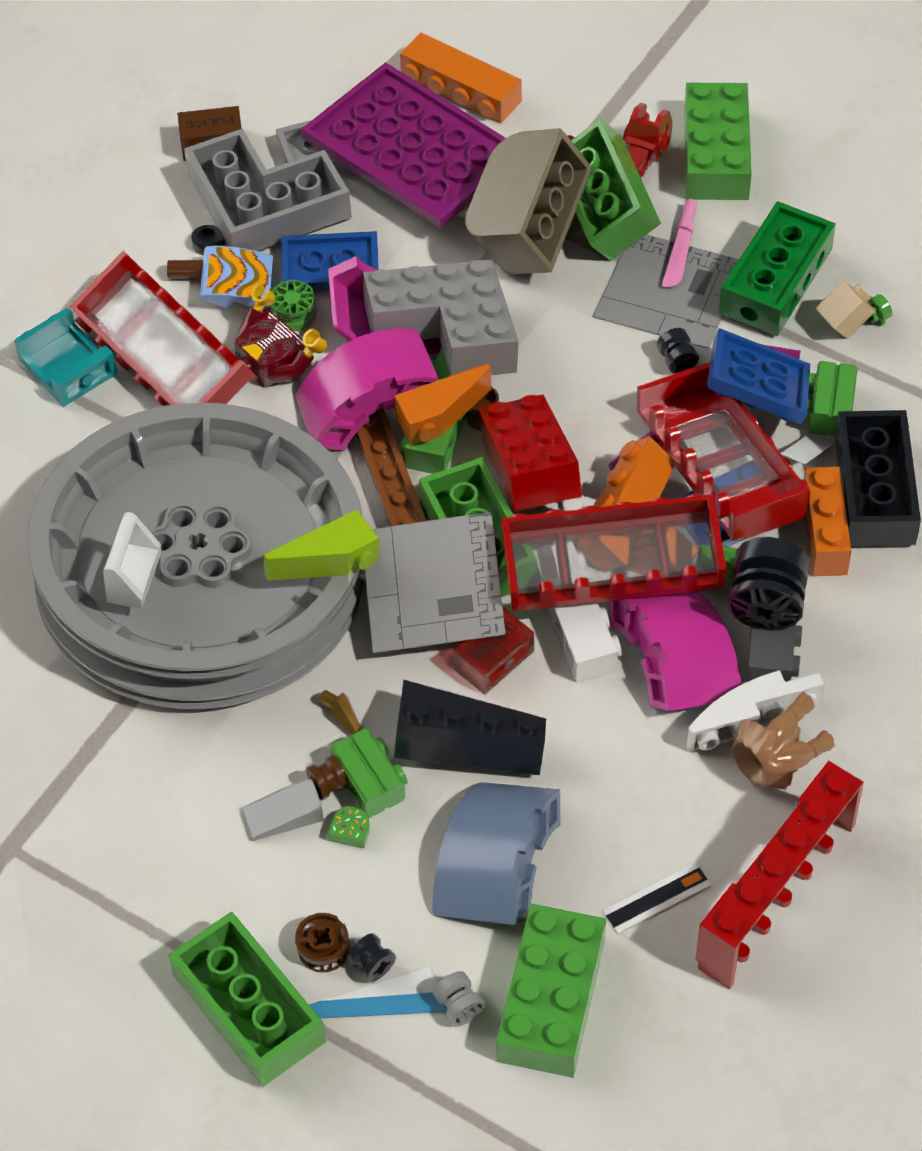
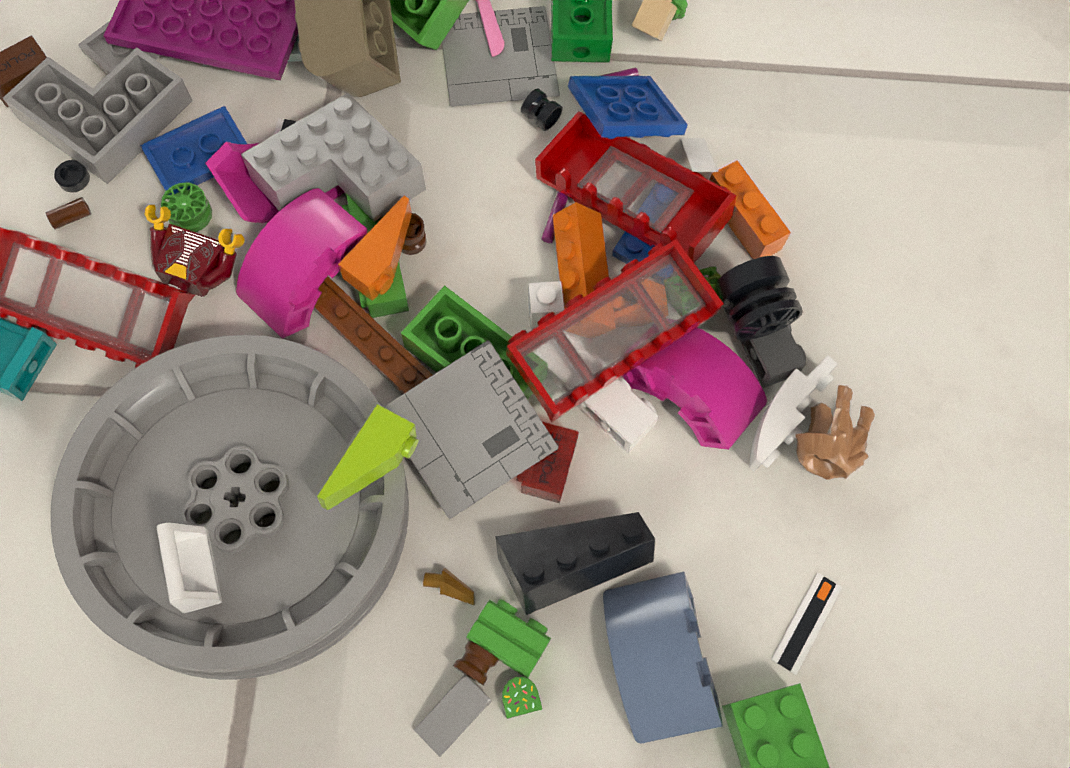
camera: 35 degrees left, 15 degrees up
(232, 273) = (117, 201): slope -> none
(530, 452) = (482, 262): red brick -> none
(828, 799) = (912, 559): red window -> none
(832, 392) = (689, 97): bright green brick -> none
(877, 477) = (768, 150): black brick -> none

